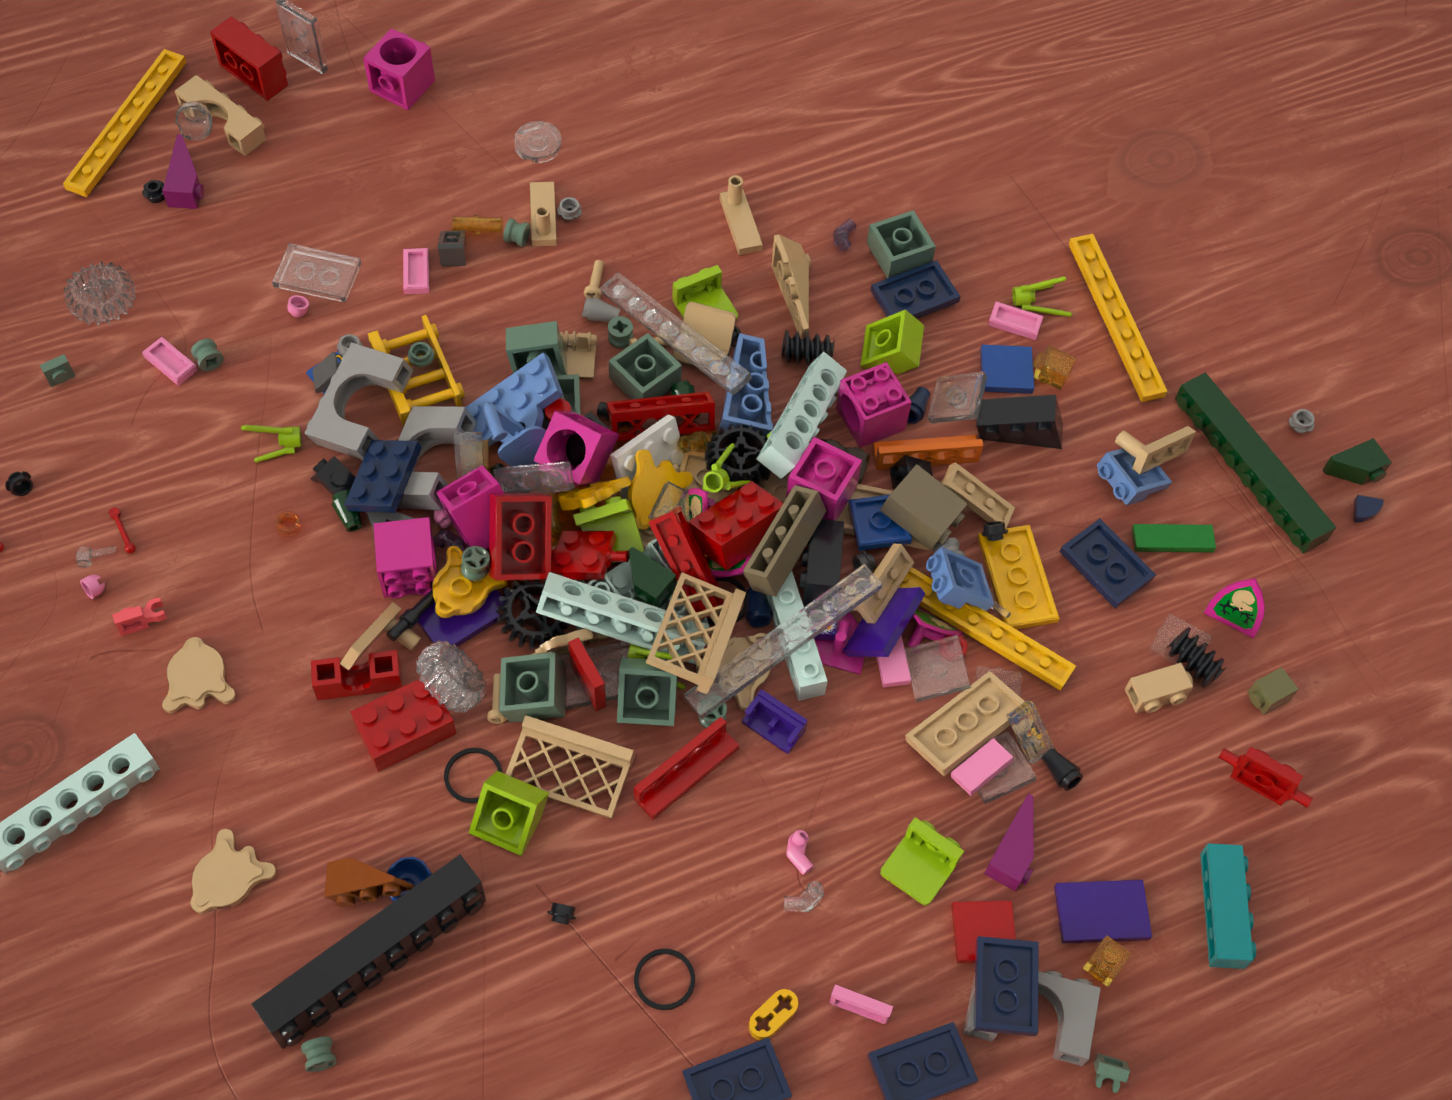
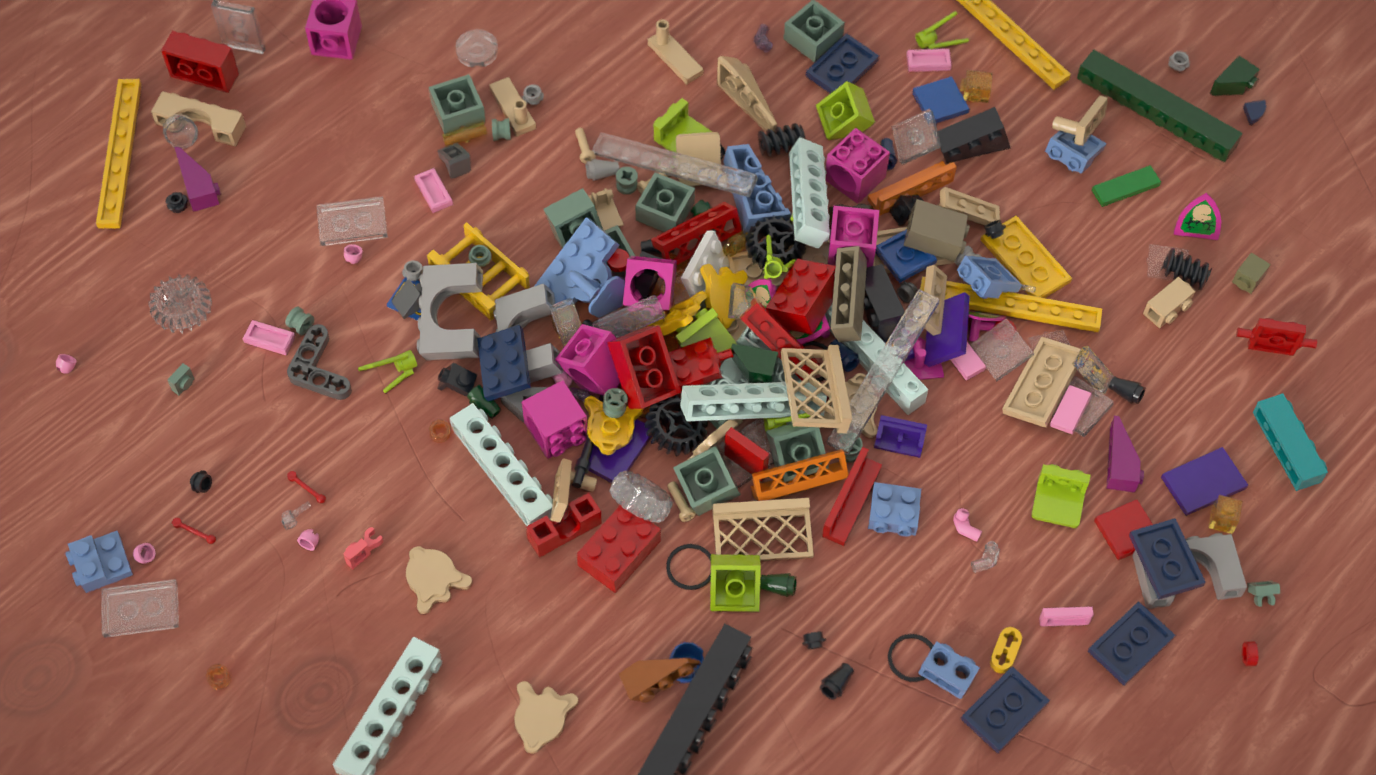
camera: 20 degrees left, 0 degrees up
(192, 405) = (309, 368): none -> dark grey beam
(314, 526) = (472, 419): none -> light aqua brick
(482, 189) = (456, 103): none -> sand green brick
(557, 834) = (779, 584): none -> dark green cone
(562, 971) = (836, 682): none -> black cone
(607, 725) = (779, 488): none -> orange fence
(687, 1014) = (945, 675): none -> medium blue brick
(728, 801) = (894, 509): none -> medium blue plate
(1107, 563) = (1087, 223): dark blue plate -> none

